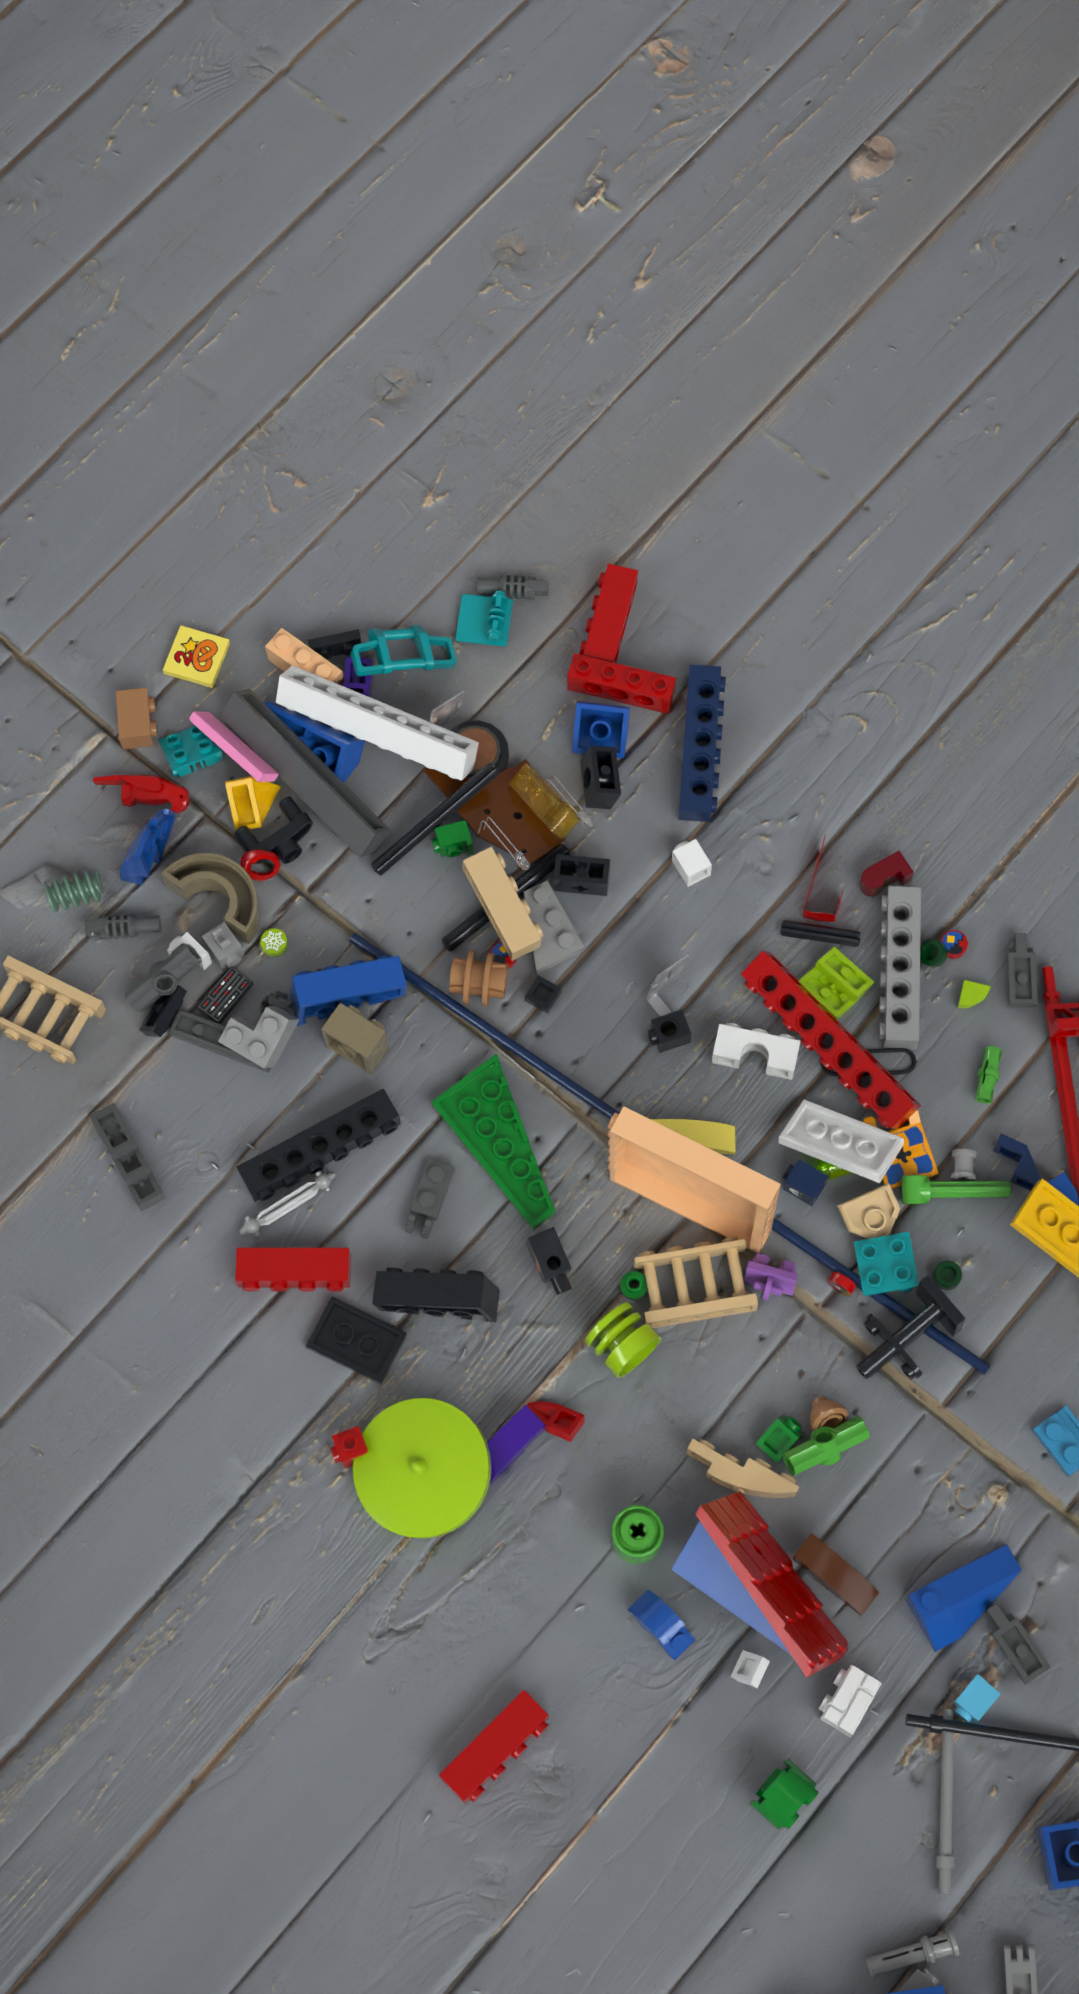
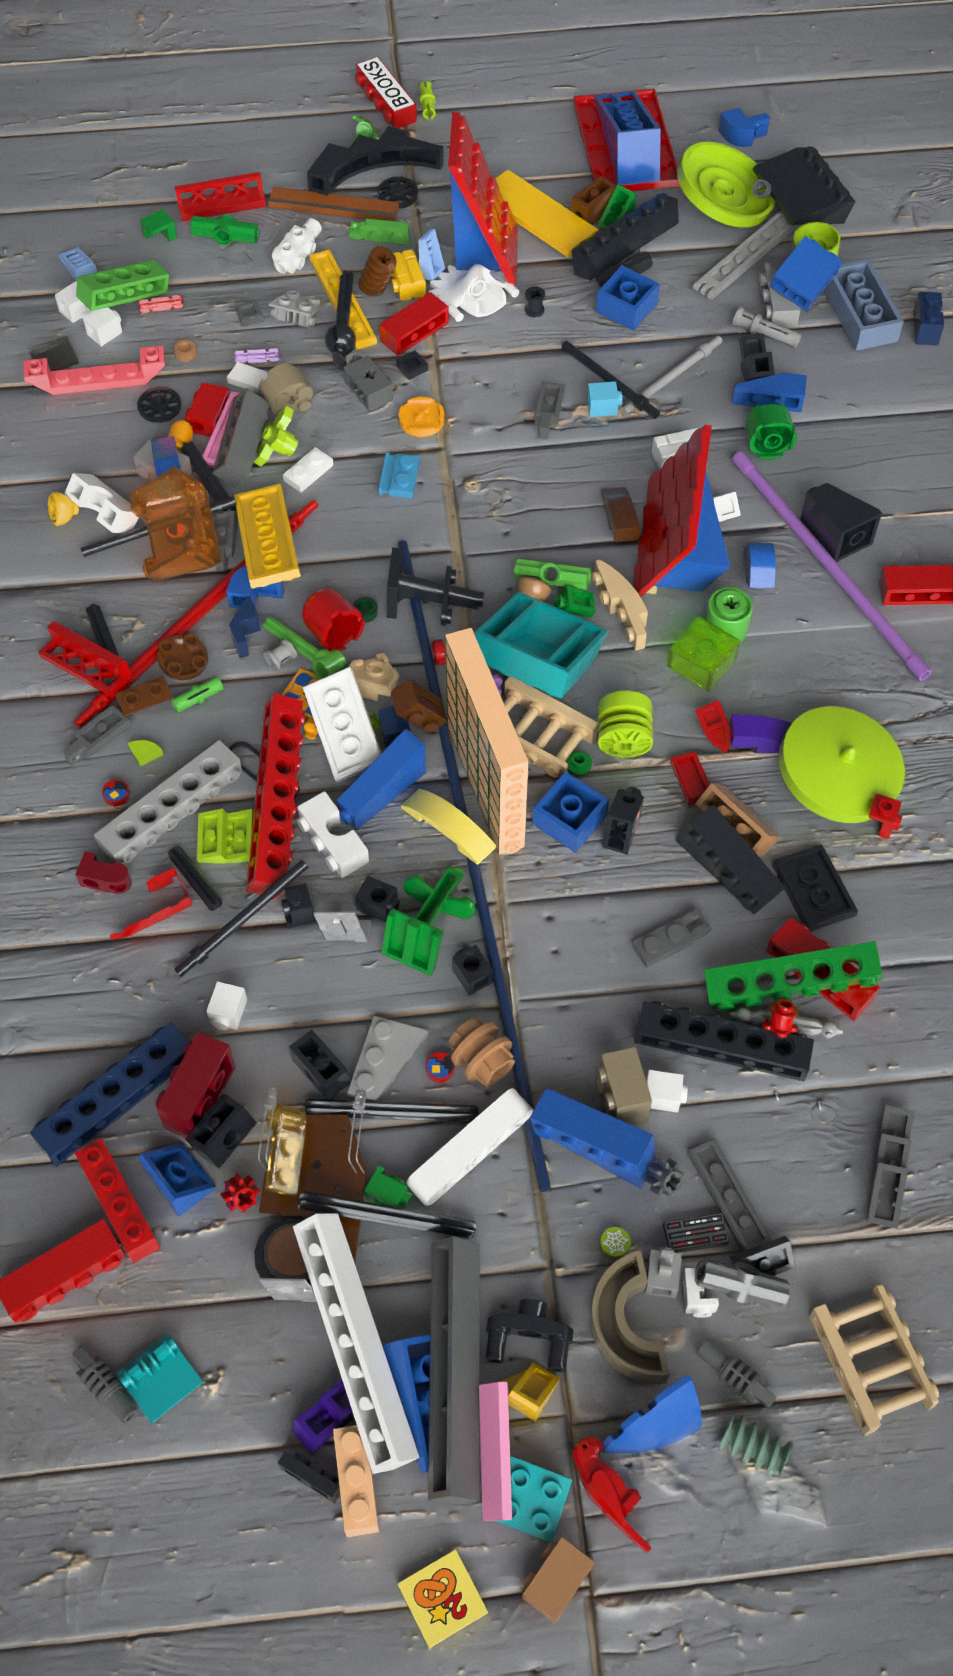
camera: 140 degrees left, 10 degrees down
(255, 855) = (576, 1324): red piece -> none
(263, 1041) = (707, 1148): light grey brick -> none
(282, 1179) = (782, 1018): none -> red brick
(300, 1240) = (863, 954): none -> green brick
(329, 1070) = (666, 1090): none -> white brick
(418, 635) = (276, 1422): teal bar -> none
(426, 914) = (469, 1147): none -> white beam
(460, 1335) = (743, 819): none -> medium nougat brick
(491, 1129) = (578, 945): green wing -> none
(502, 904) = (406, 1090): tan brick -> none
(534, 1355) = (690, 776): none -> red tile
(543, 994) = (441, 1007): black plate -> none
(543, 1029) = (476, 979): none -> black brick
(548, 755) = (240, 1192): none -> red gear
(595, 1225) = (570, 812): none -> blue brick
(619, 1052) = (416, 939): none -> green piece
(626, 1478) = (703, 653): none -> clear neon green brick
(631, 1731) = (839, 520): none -> black slope
(647, 786) = (195, 1084): none -> dark red brick
(720, 974) = (297, 906): none -> black brick
(751, 883) = (200, 953): none -> black bar
(762, 1121) = (383, 780): none -> blue slope
(763, 1354) = (539, 644): none -> teal slope
(769, 1741) = (911, 659): none -> medium lavender piece
(798, 1205) = (418, 706): none -> reddish brown brick
(825, 1868) = (774, 389): none -> blue slope
(878, 1885) = (755, 360): none -> black brick
(886, 1264) = (397, 638): teal hinge -> none
(933, 953) = (134, 793): dark green tile -> none
(956, 1227) = (332, 619): none -> red cylinder
(959, 1598) = (560, 454): blue wedge -> none
(1020, 1030) = (143, 696): none -> reddish brown hinge
(1036, 1094) = (182, 656): none -> reddish brown dish

